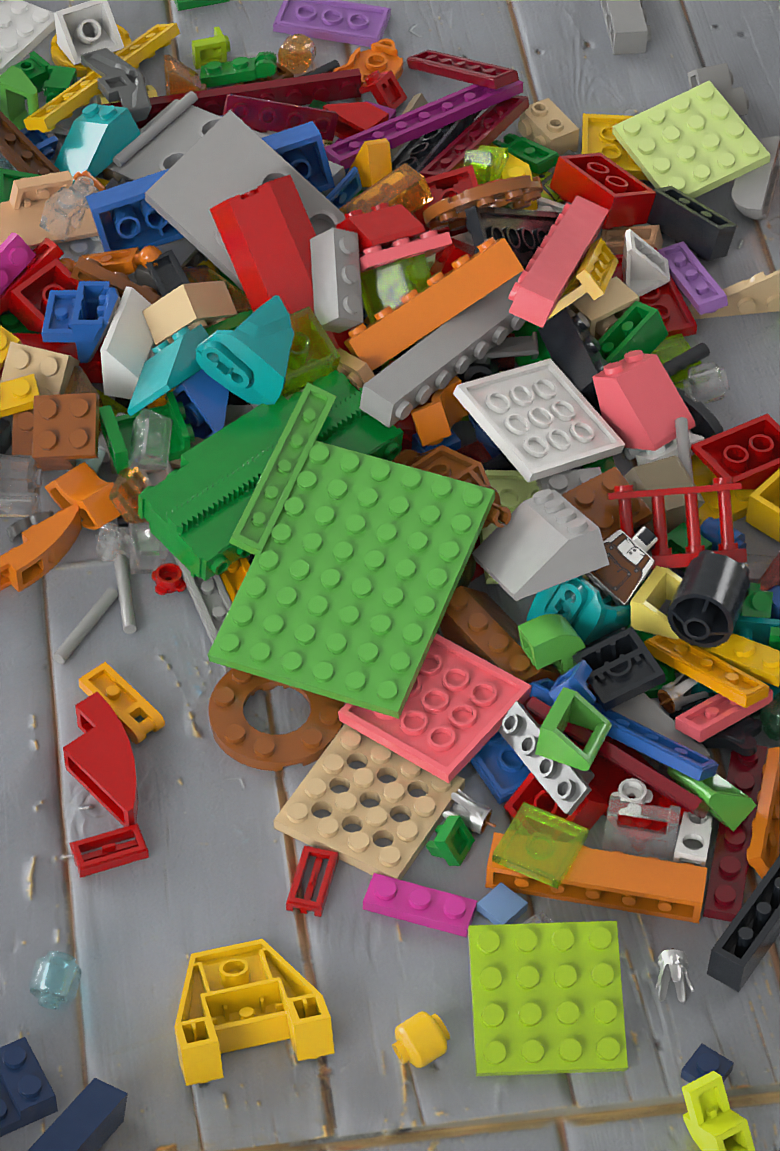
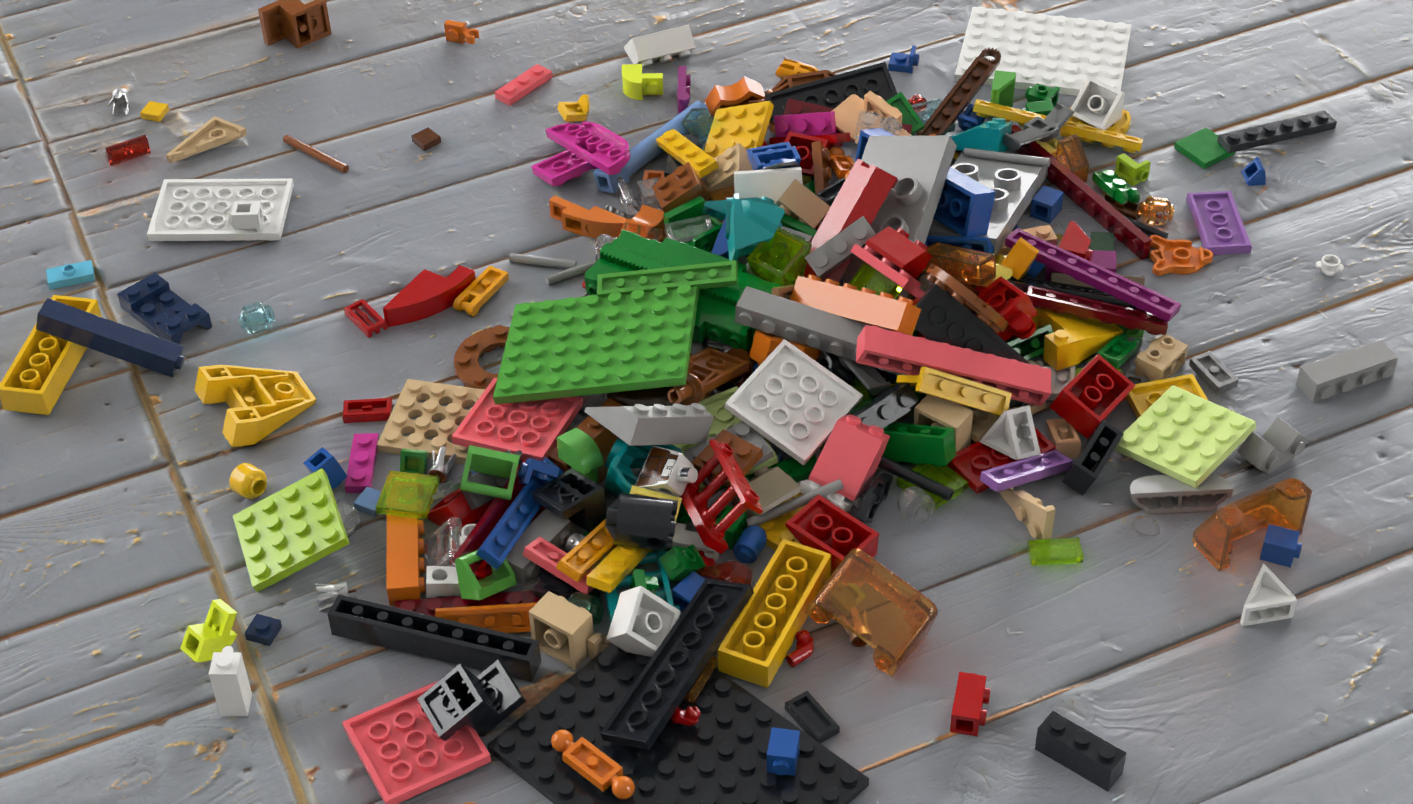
camera: 75 degrees right, 5 degrees down
(277, 116) = (1038, 200): dark red bracket -> none
(384, 89) = (1144, 263): red bracket -> none
(440, 938) = (329, 464): none -> blue brick
(462, 69) = (1176, 286): dark red tile -> none
(487, 162) = (1057, 319): clear neon green slope -> none
(582, 100) = (1213, 372): none -> flat silver plate

